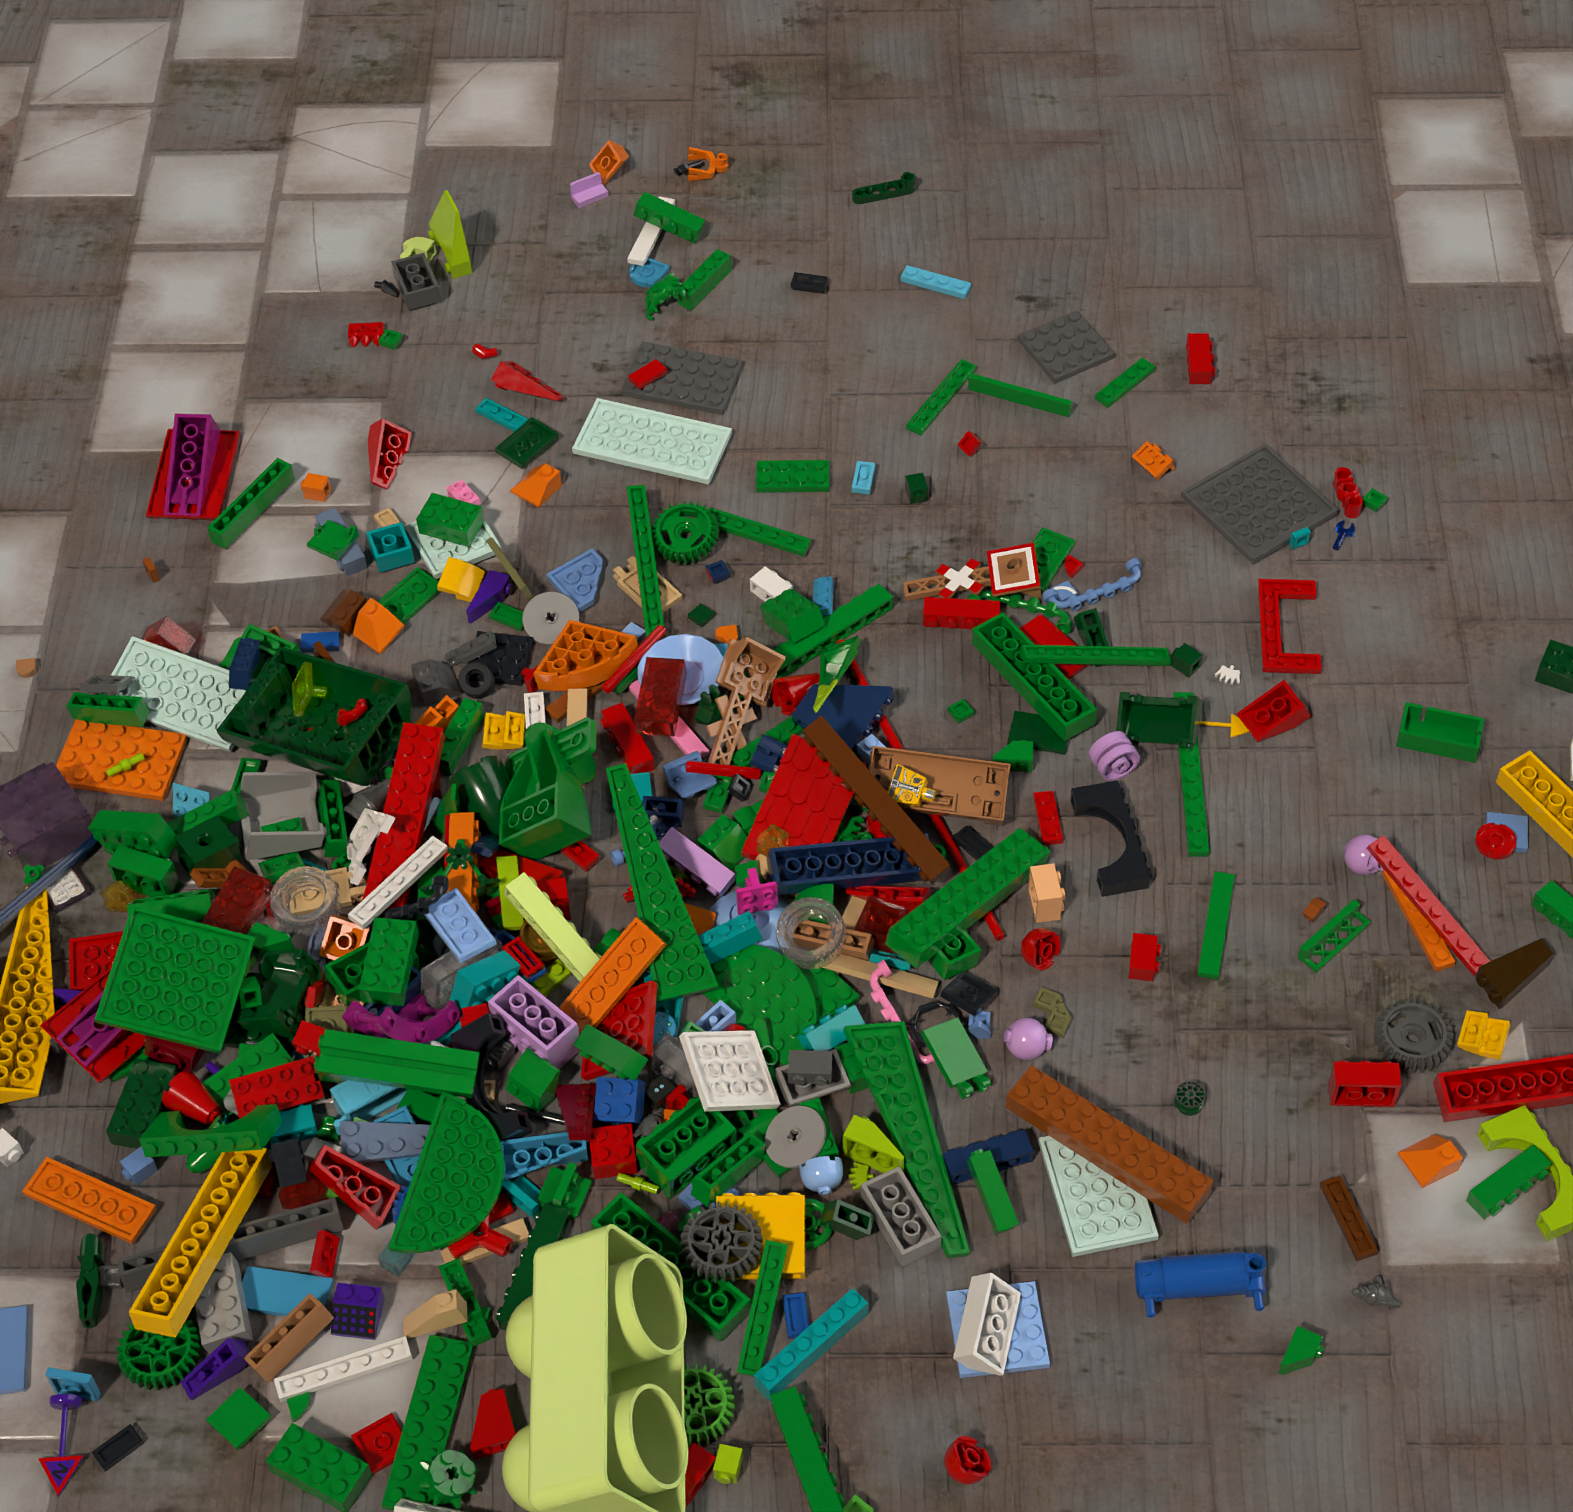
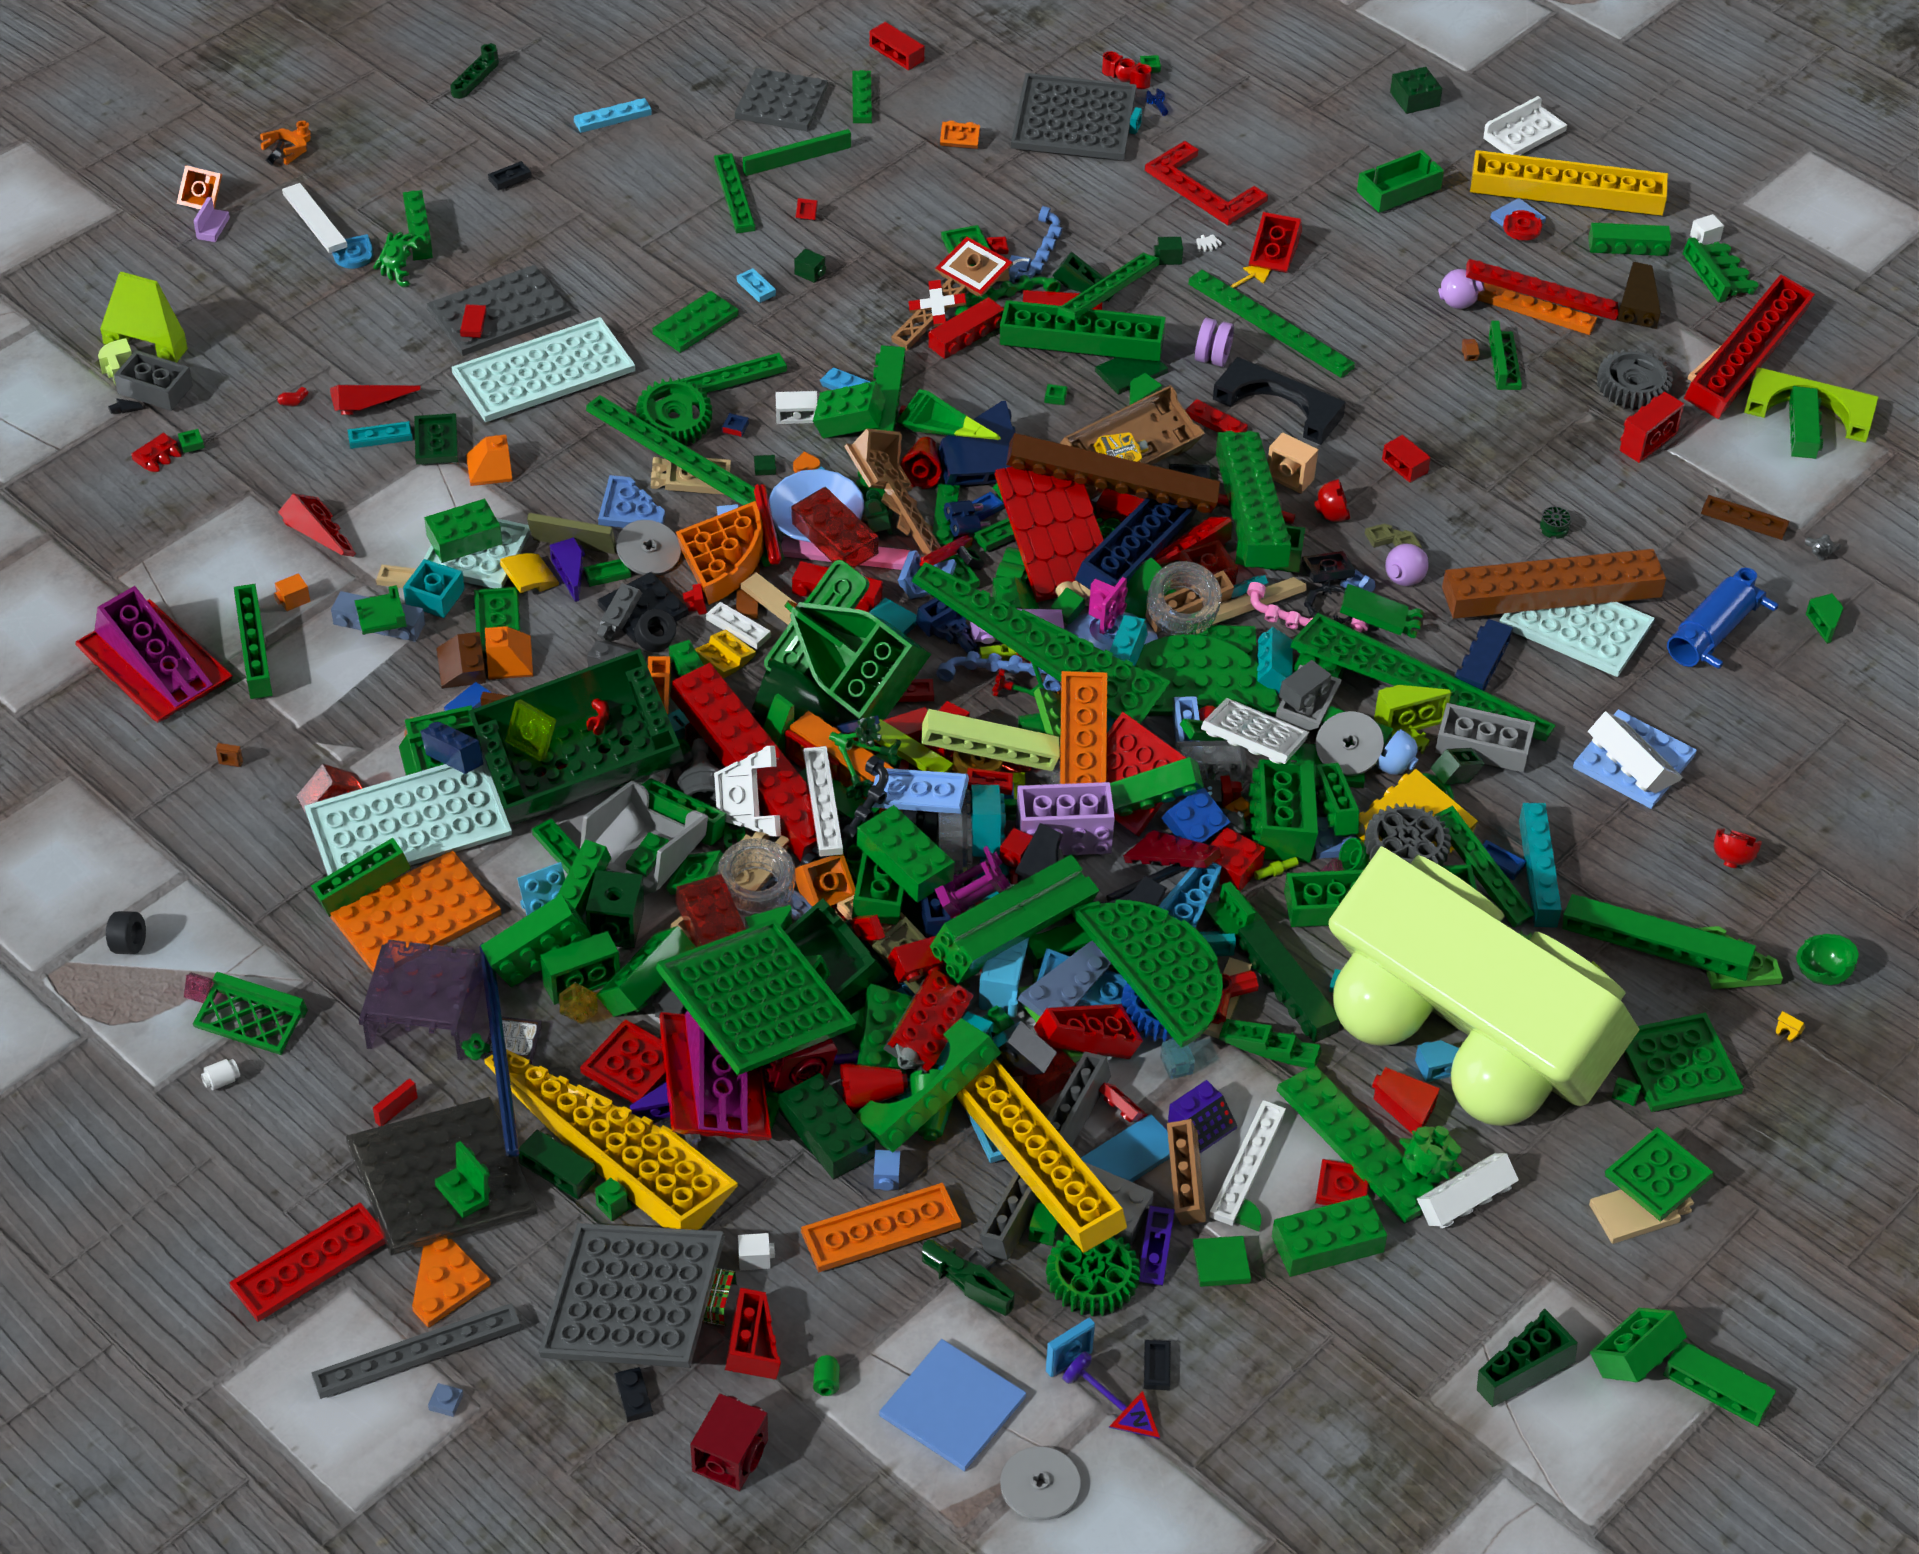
camera: 50 degrees left, 5 degrees down
(26, 667) = (217, 911): medium nougat tile -> none
(105, 683) = (334, 857): dark grey plate -> none
(125, 764) = (438, 906): lime bar -> none
(214, 876) = (651, 919): dark orange plate -> none
(436, 1314) = (1268, 1065): tan slope -> none
(460, 491) = (433, 505): bright pink plate -> none
(533, 1080) = (1113, 857): green slope -> none
(669, 217) = (322, 195): green brick -> none
(771, 838) = (1064, 564): clear yellow brick -> none
(992, 1191) = (1523, 672): green brick -> none
(1159, 719) = (1213, 295): dark green windscreen -> none
(1216, 925) = (1421, 406): green tile -> none
(1431, 1159) = (1743, 443): orange slope -> none
(1483, 1035) = (1672, 348): yellow slope -> none

